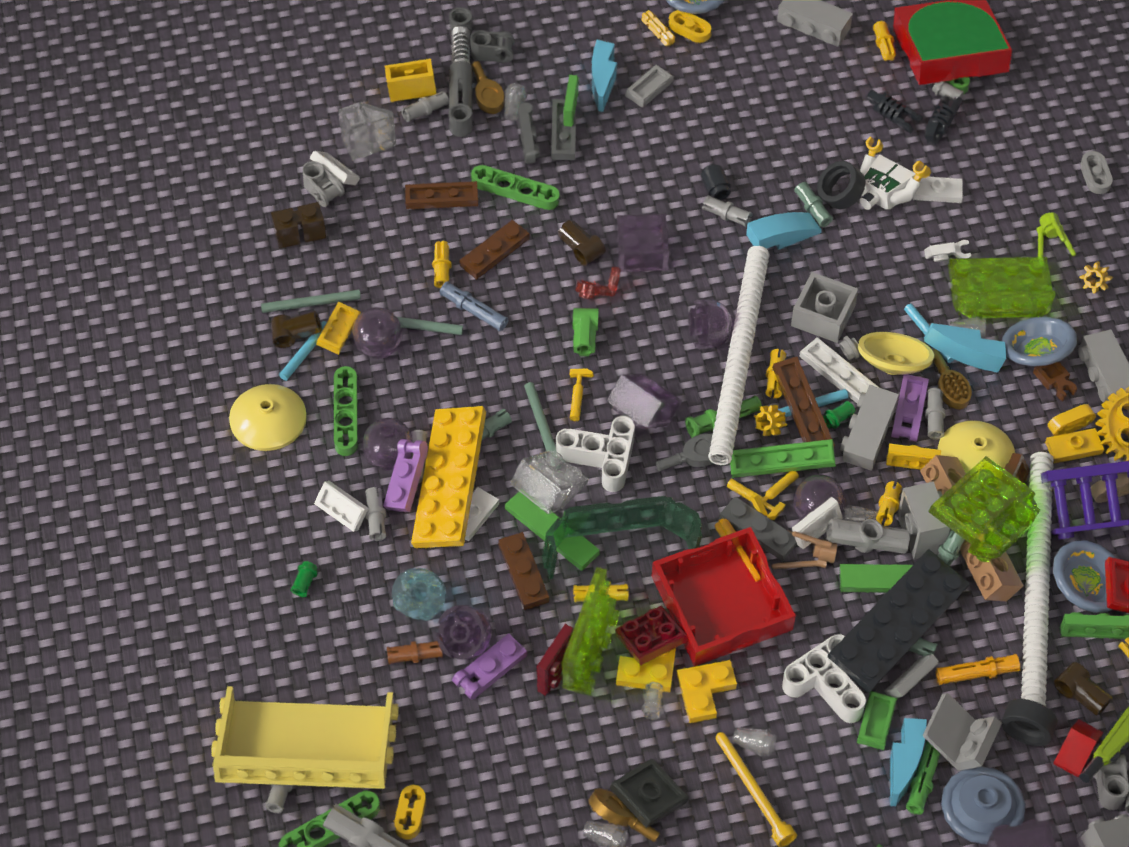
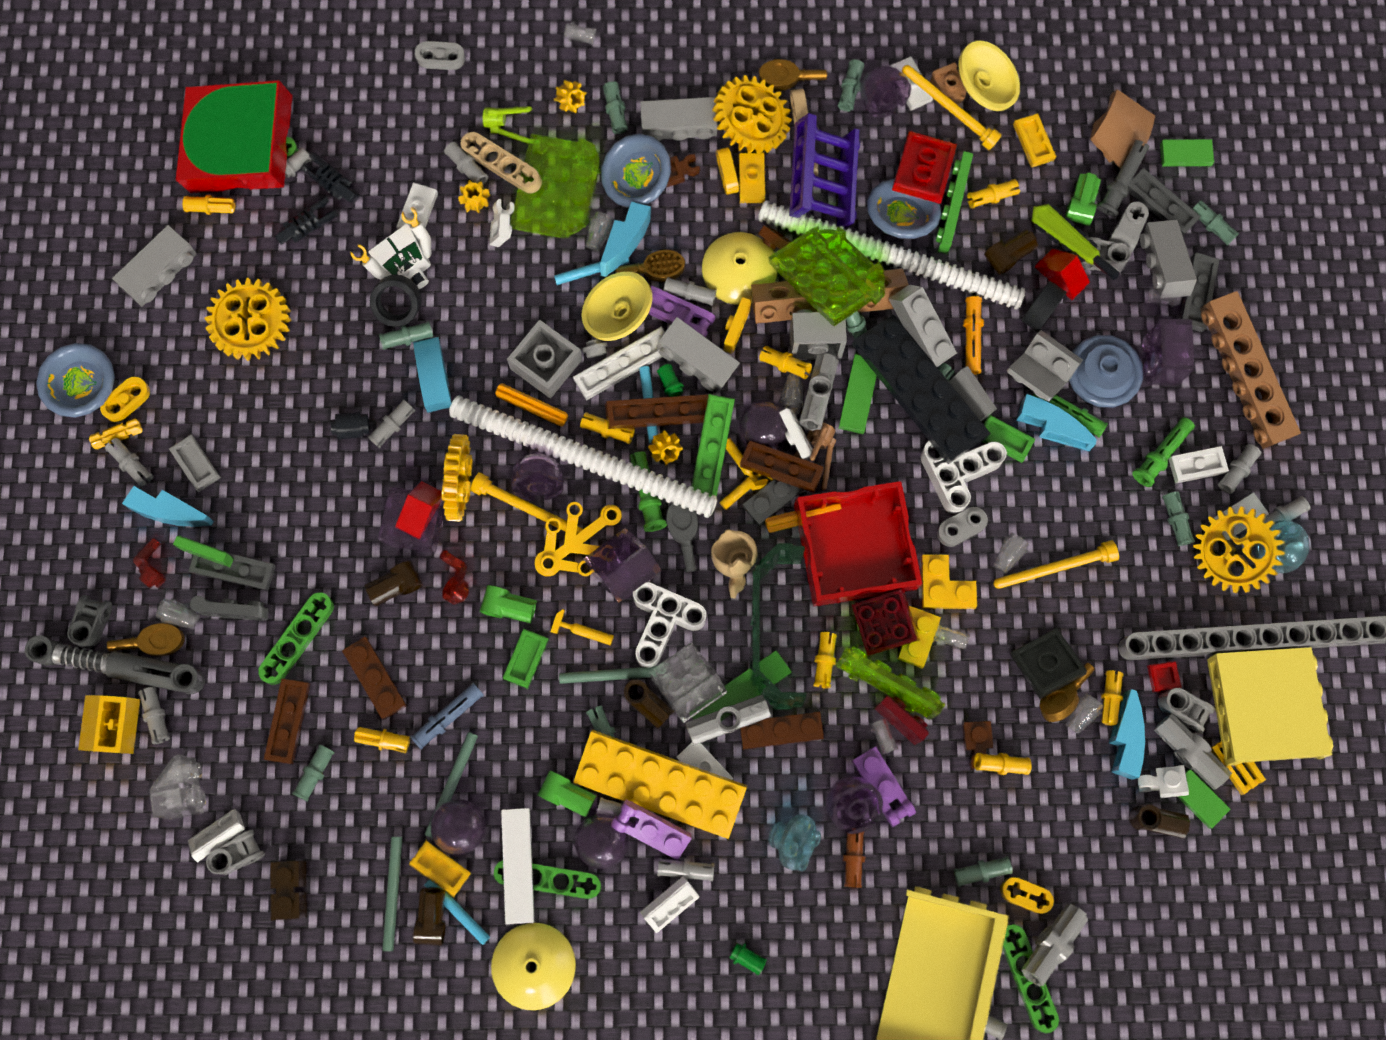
camera: 80 degrees left, 20 degrees up
(352, 380) = (517, 866): none -> white tile
(401, 222) = (313, 772): none -> sand green pin
(424, 403) = (562, 792): none -> bright green piece
(425, 766) = (983, 871): none -> sand green pin
(512, 504) = (745, 714): none -> light grey piece
(521, 449) = (649, 705): none -> dark brown piece
(533, 658) = (884, 736): none -> clear pin
(535, 764) = (1002, 763): none -> yellow pin
(540, 356) = (525, 658): none -> bright green tile
(543, 75) = (149, 575): none -> clear red plate
(555, 742) = (977, 738): none -> reddish brown plate
(635, 41) = (128, 462): none -> light grey pin
(651, 233) = (419, 509): none -> red slope
(659, 366) = (573, 542): none -> yellow plant
(683, 489) = (733, 556): none -> tan hair
(691, 289) = (482, 485): none -> yellow piece
(705, 250) = (457, 477): none -> yellow gear
(768, 694) = (963, 525): none -> light grey plate
(779, 312) = (531, 404): none -> light orange axle
(779, 514) = (781, 466): none -> reddish brown plate
(789, 90) = (224, 320): none -> yellow gear
(964, 607) = (922, 323): none -> light grey brick
(965, 225) = (476, 202): none -> yellow gear
(995, 214) = (465, 163): none -> light grey pin
(1006, 237) = (499, 164): none -> tan beam
(1088, 323) = (615, 107): none -> sand green pin

